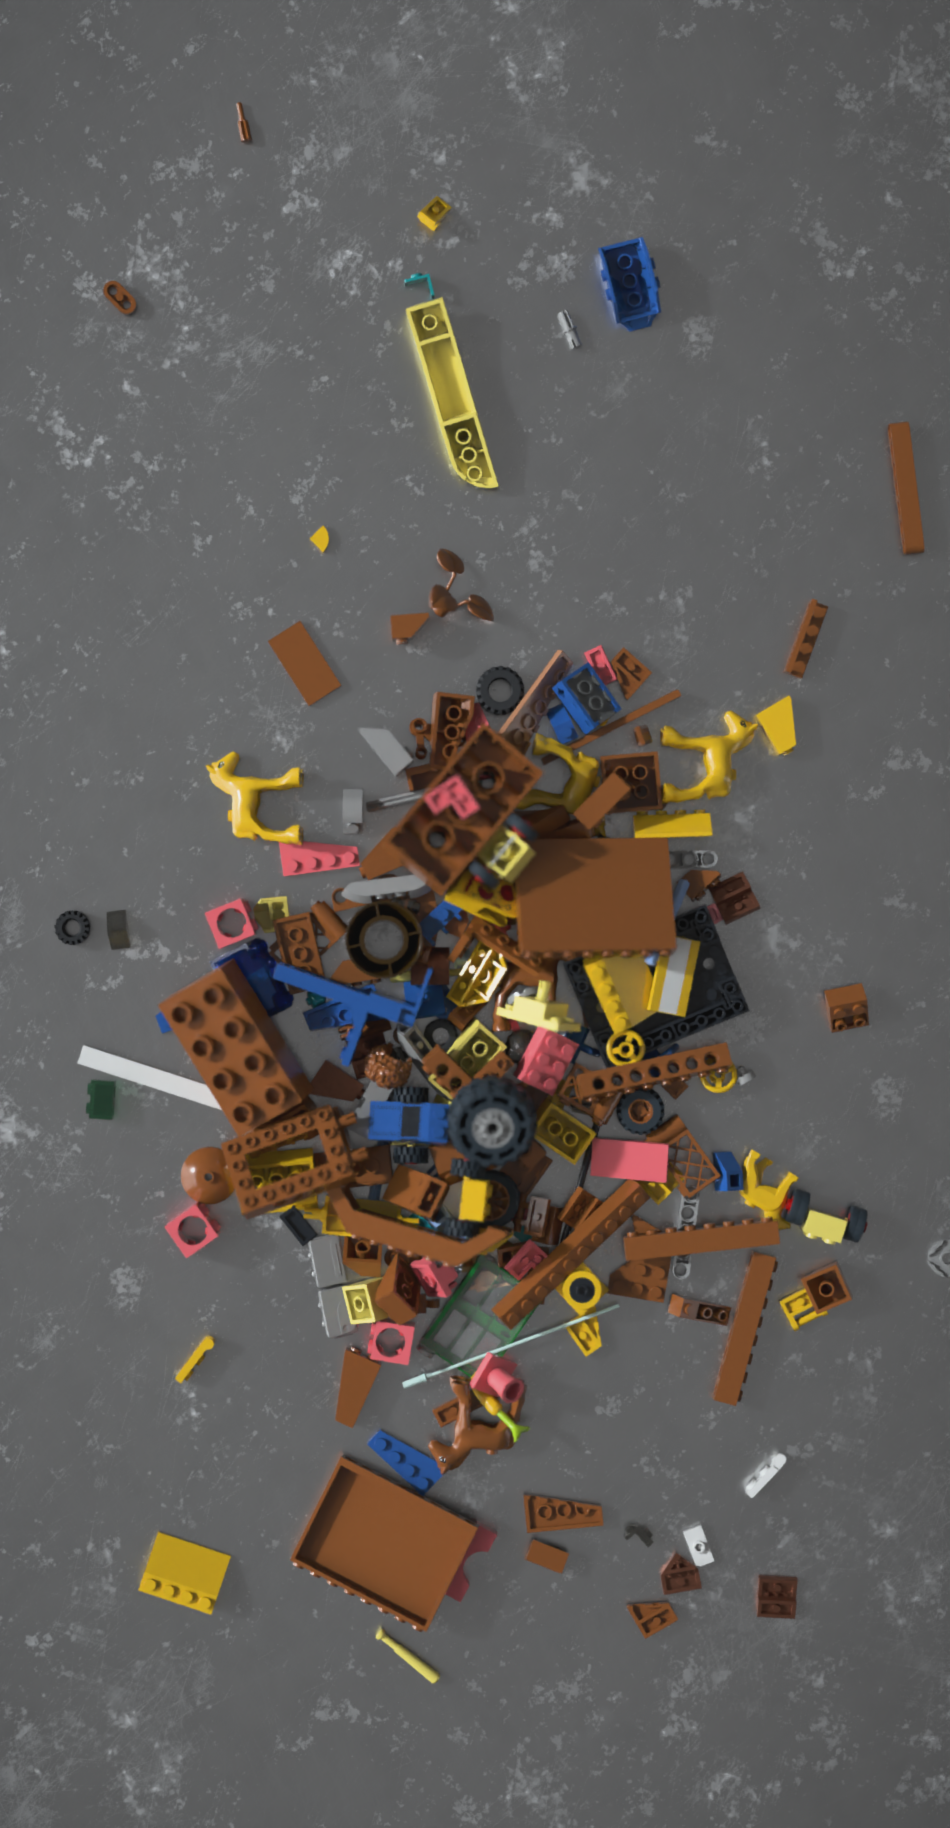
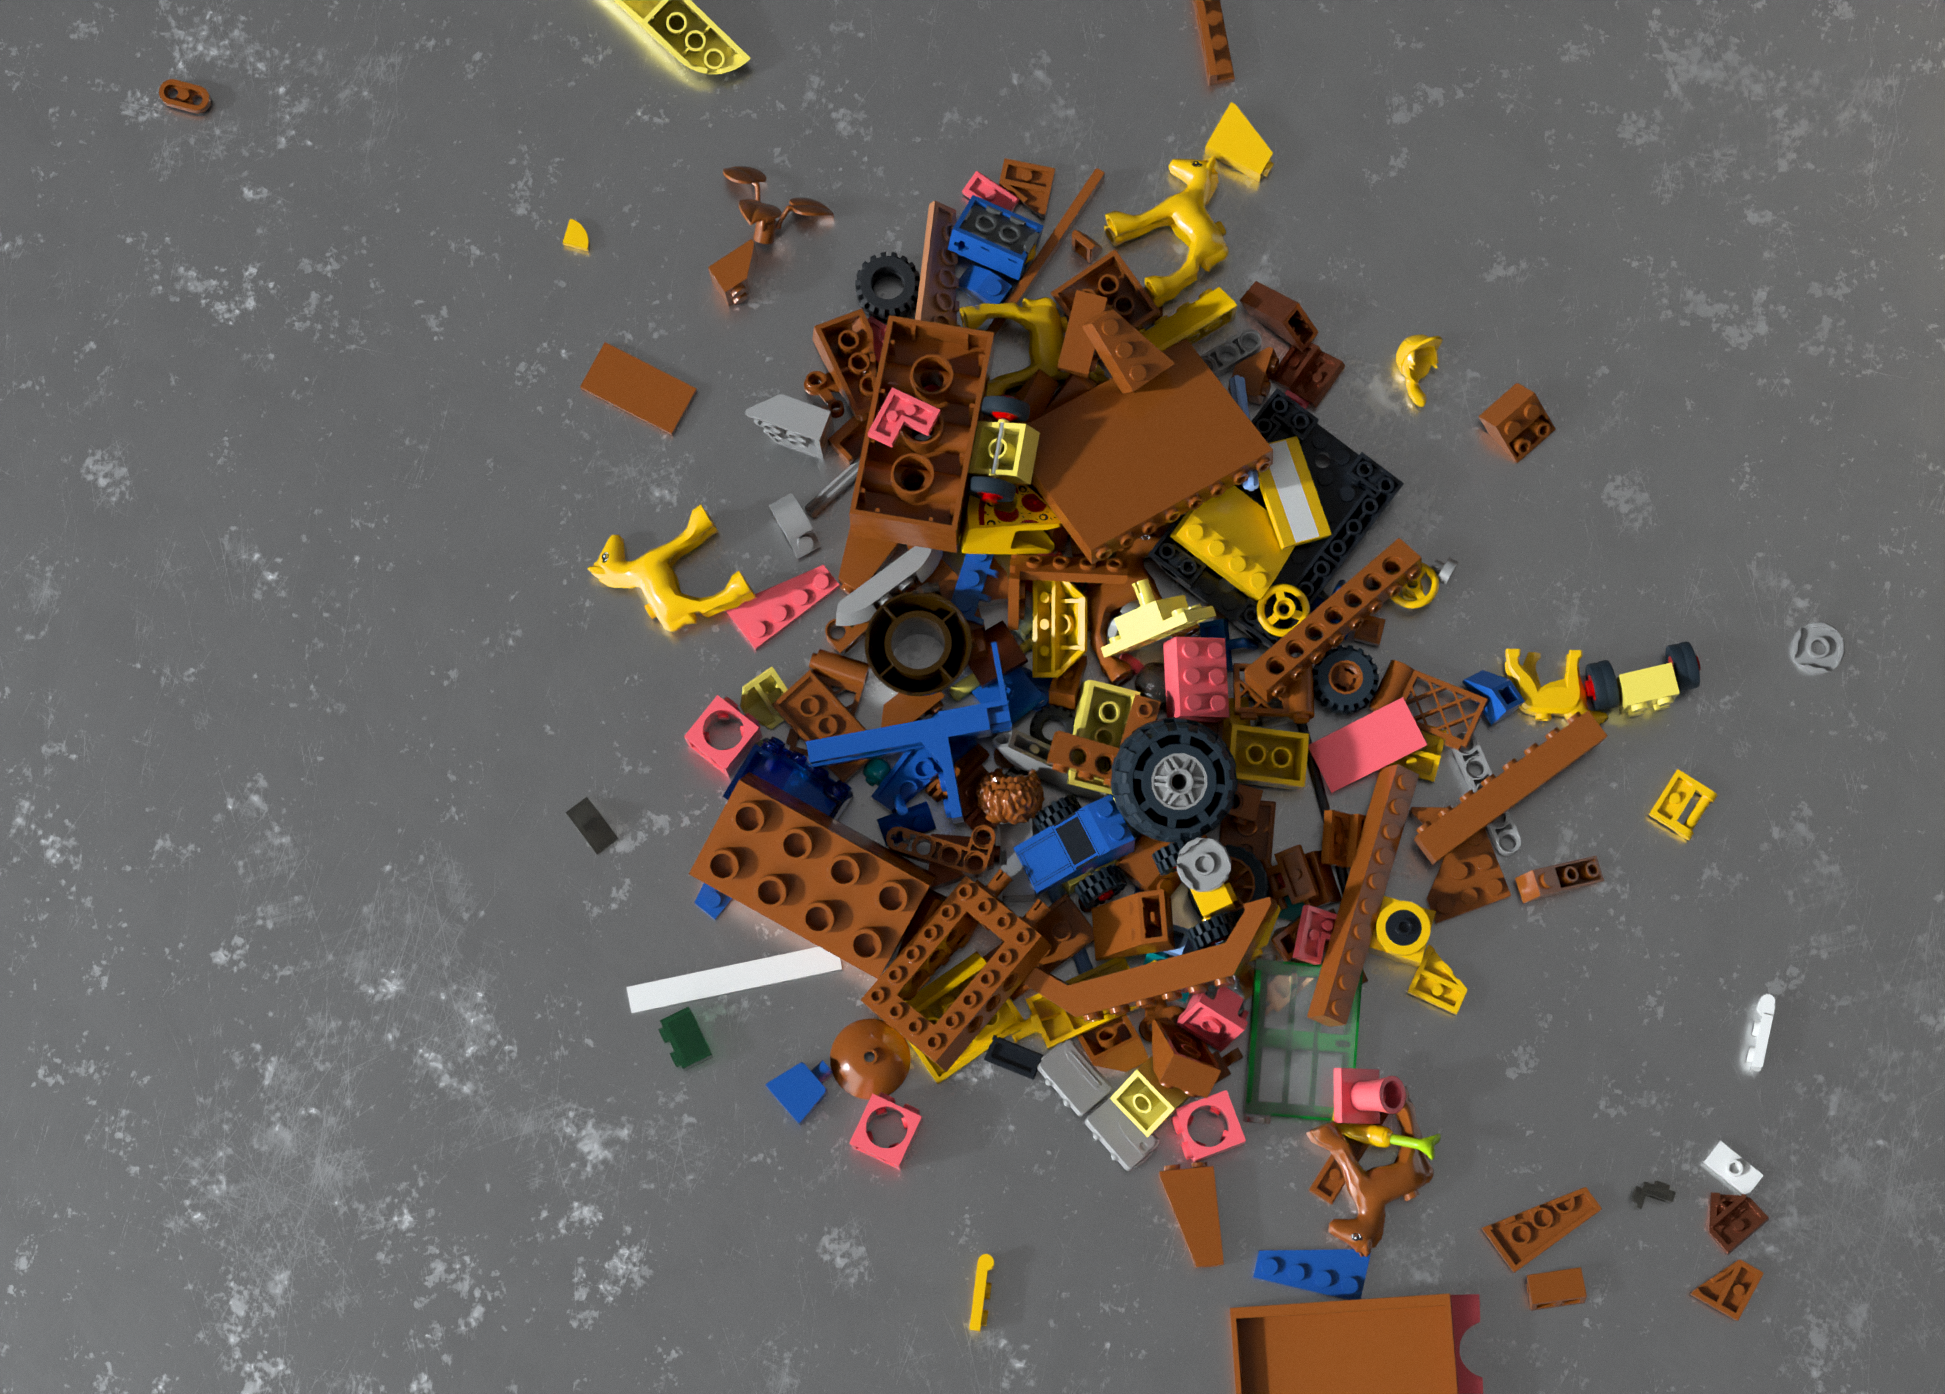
camera: 25 degrees left, 10 degrees down
(61, 923) = (522, 842): black tyre -> none
(155, 1171) = (800, 1089): none -> blue torso
(315, 1041) = (914, 818): none -> blue plate
(324, 1073) = (939, 846): none -> dark orange beam
(425, 1377) = (1276, 1151): light aqua piece -> none
(478, 1187) = (1203, 865): none -> light grey tile
(621, 831) = (1125, 351): none -> dark orange wedge
(737, 852) = (1279, 315): none -> copper slope
(744, 1328) = (1626, 869): dark orange brick -> none
(776, 1596) = (1866, 1176): copper slope -> none
(804, 932) = (1414, 361): none -> yellow piece
(827, 1288) = (1696, 761): dark orange slope -> none

